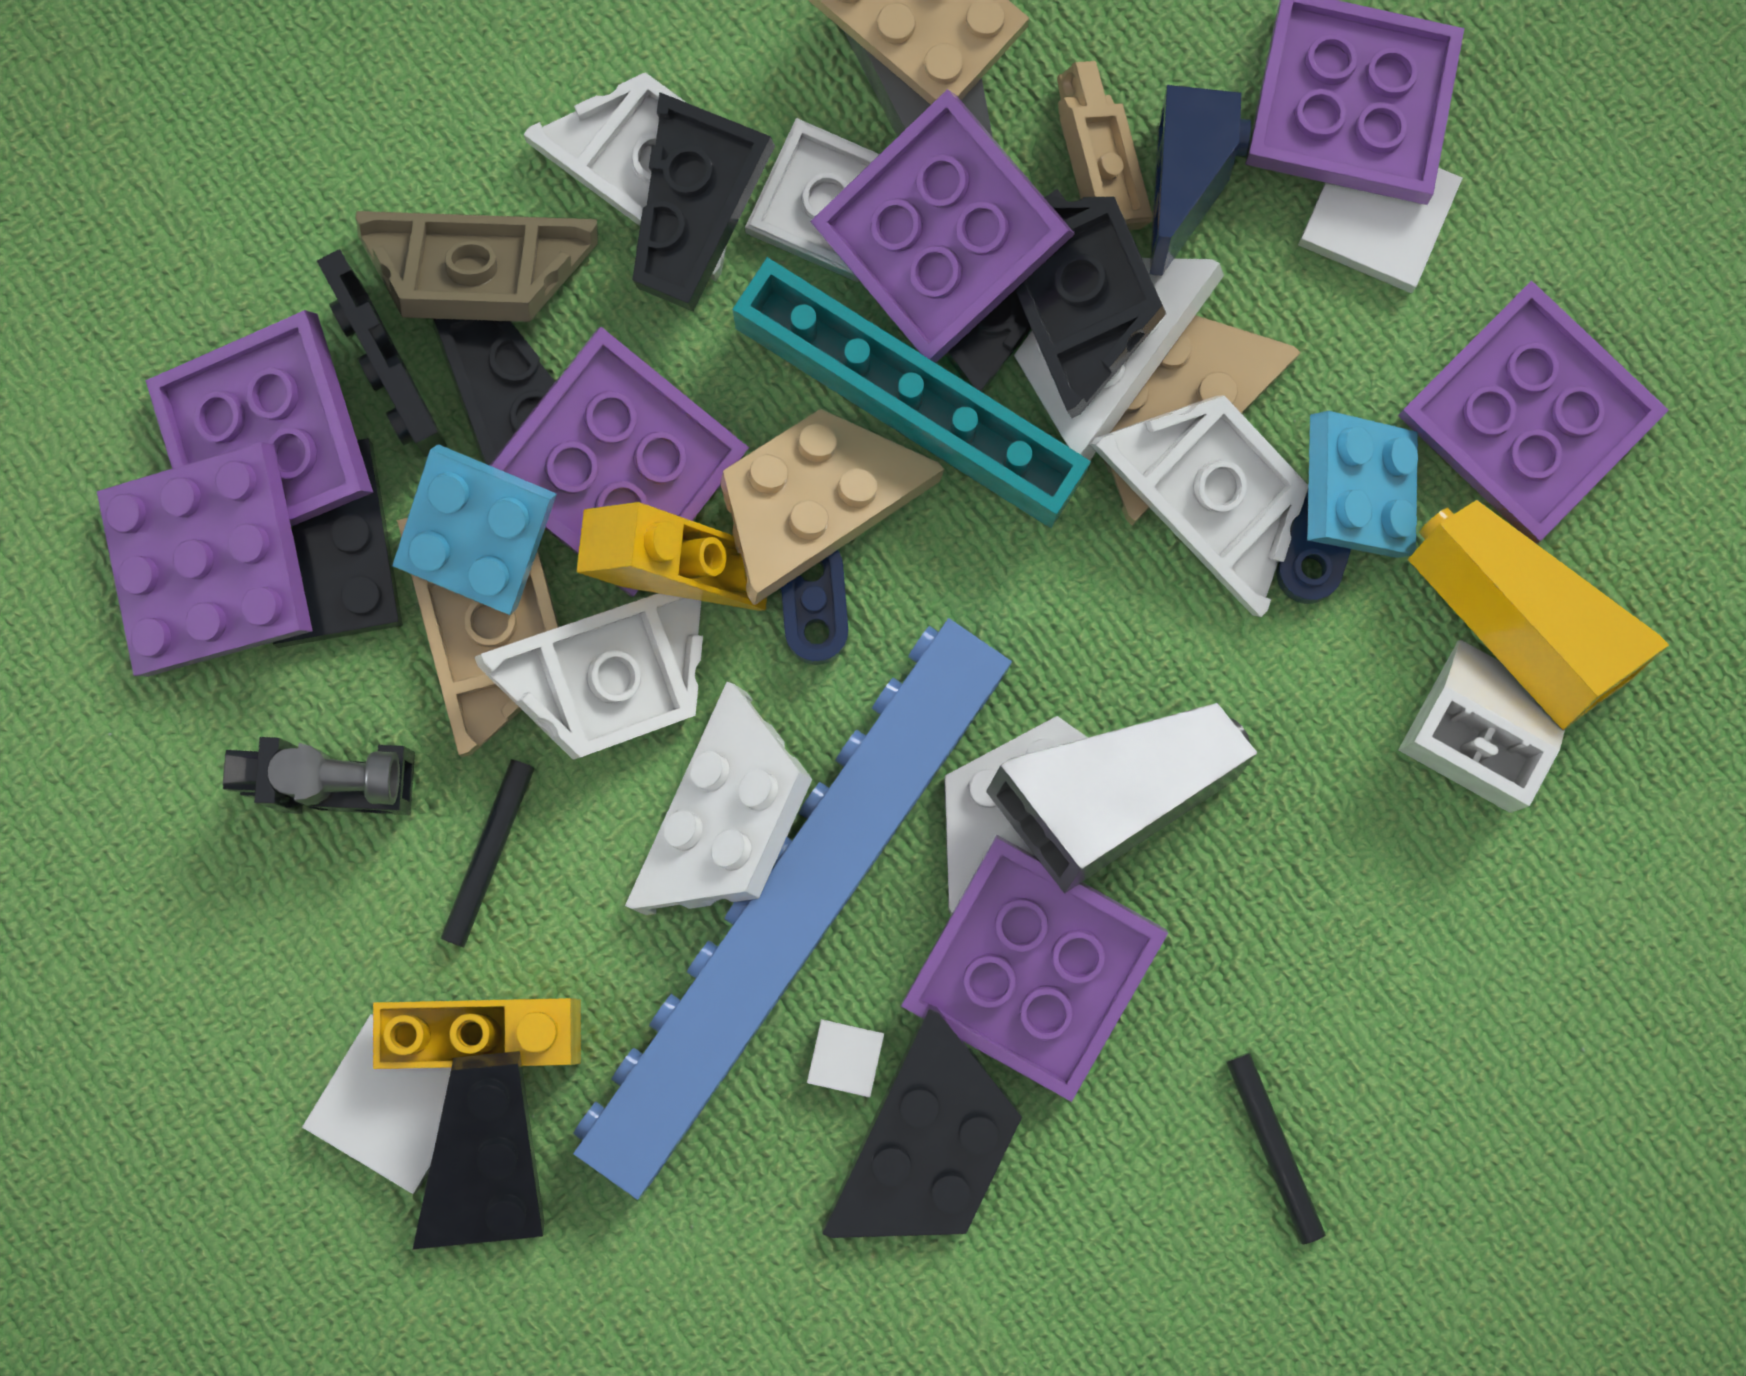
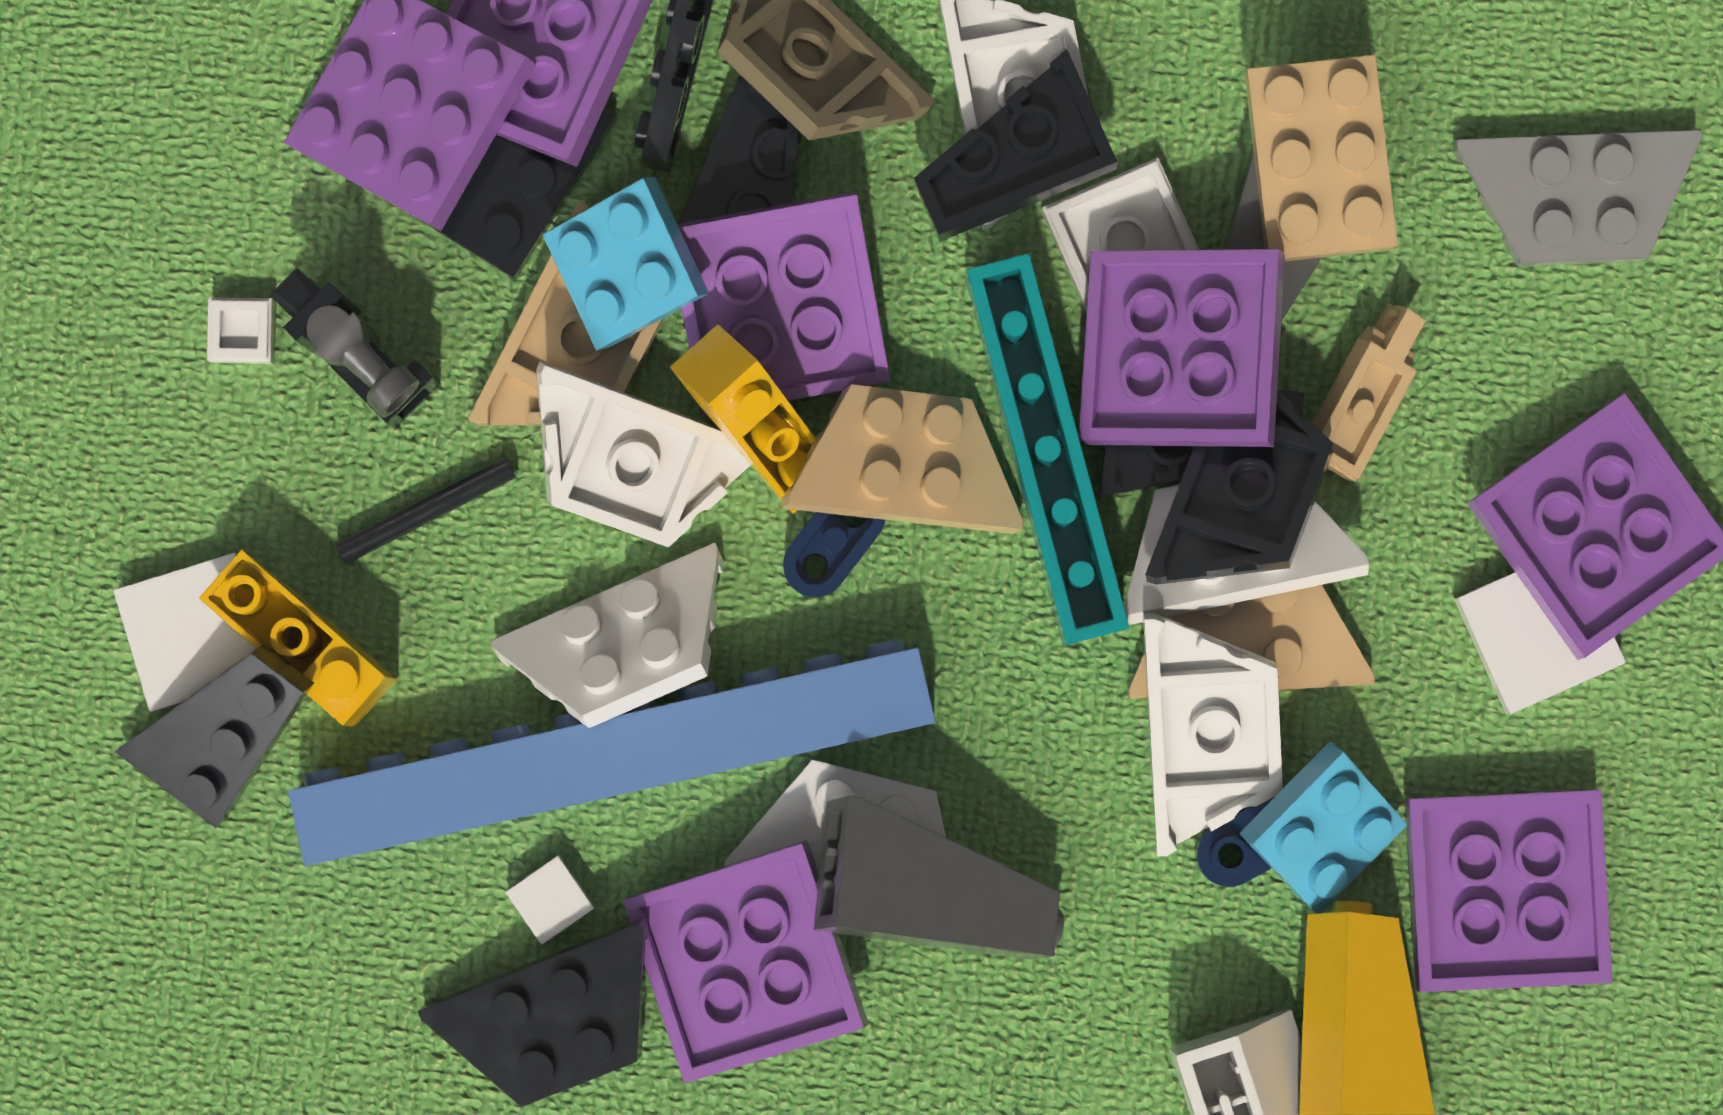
camera: 45 degrees right, 5 degrees up
(226, 845) = (241, 330): none -> white tile
(1194, 162) = (1426, 468): dark blue slope -> none

